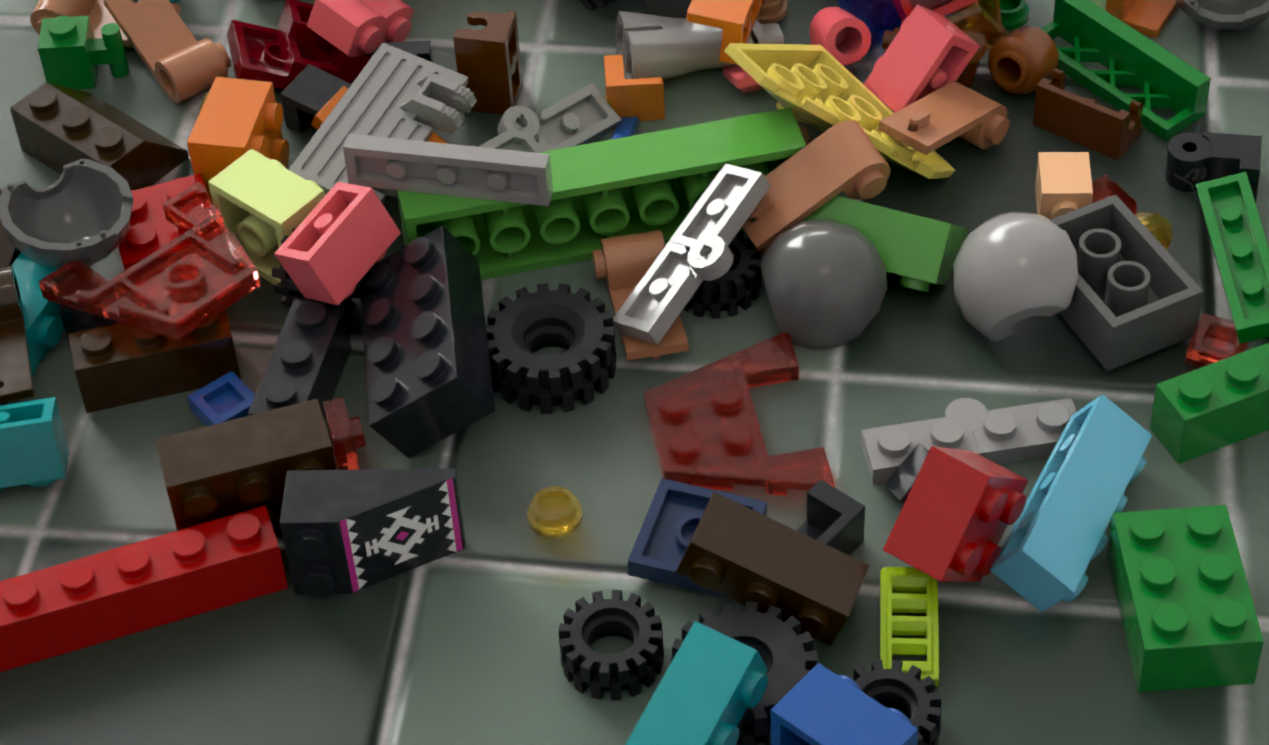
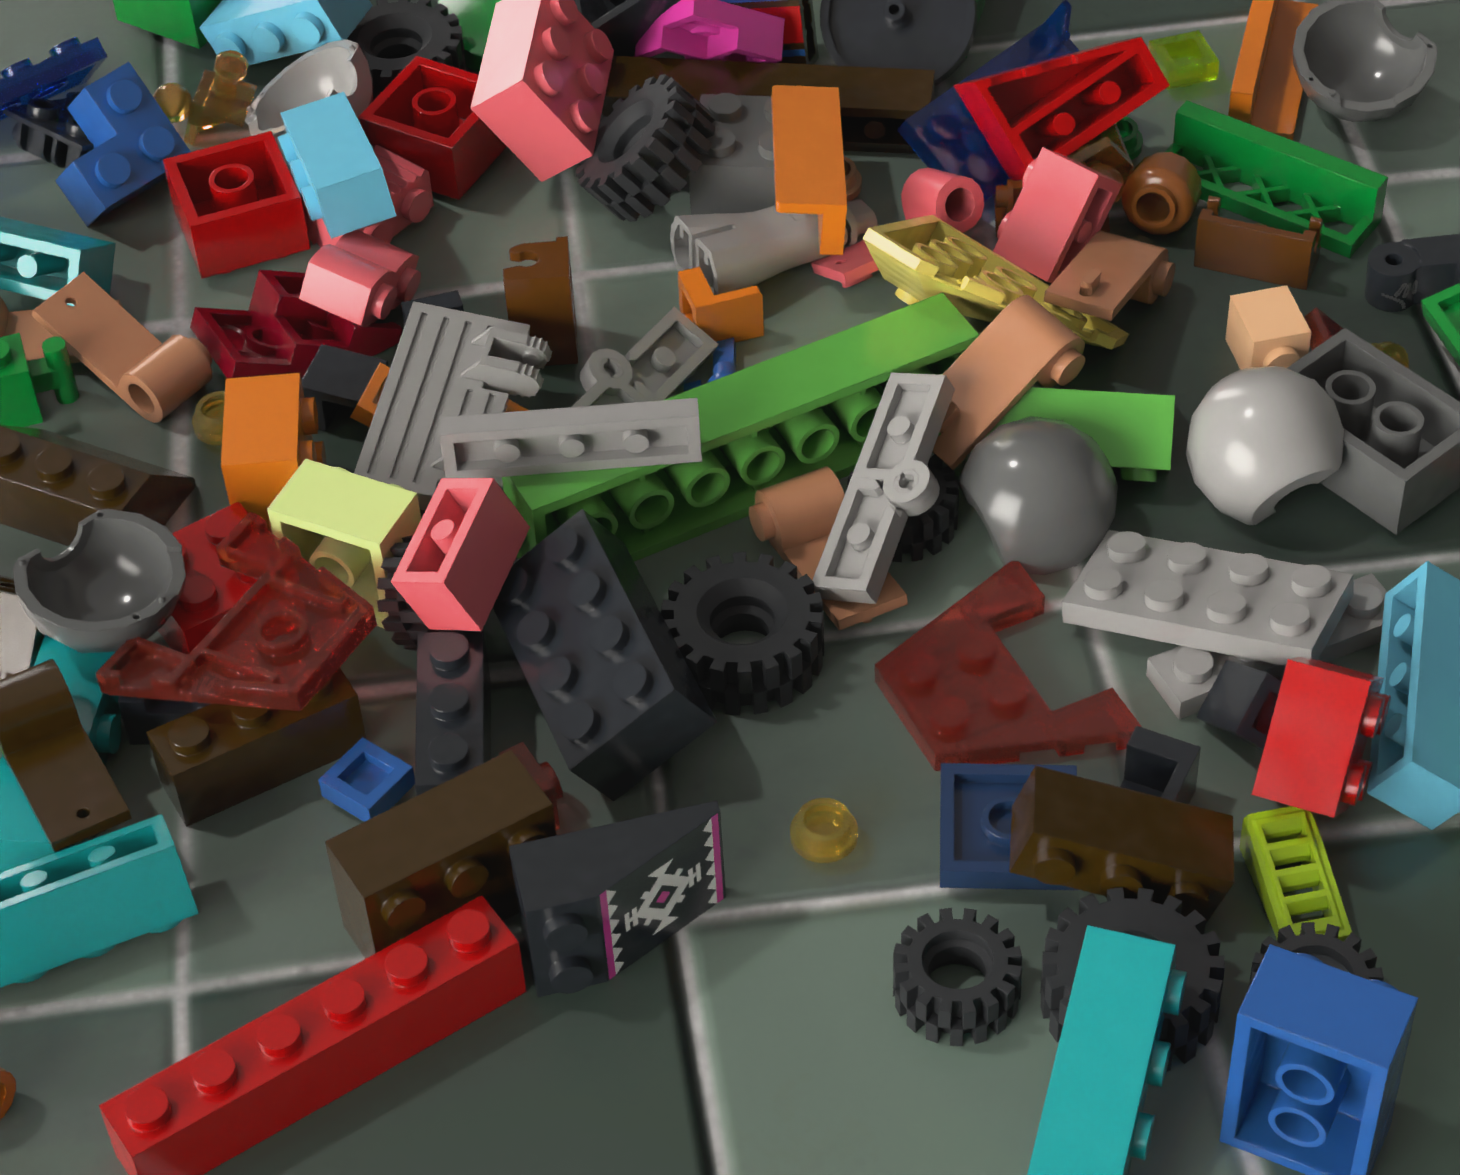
camera: 15 degrees left, 0 degrees up
(925, 391) = (1208, 598): none -> light grey plate

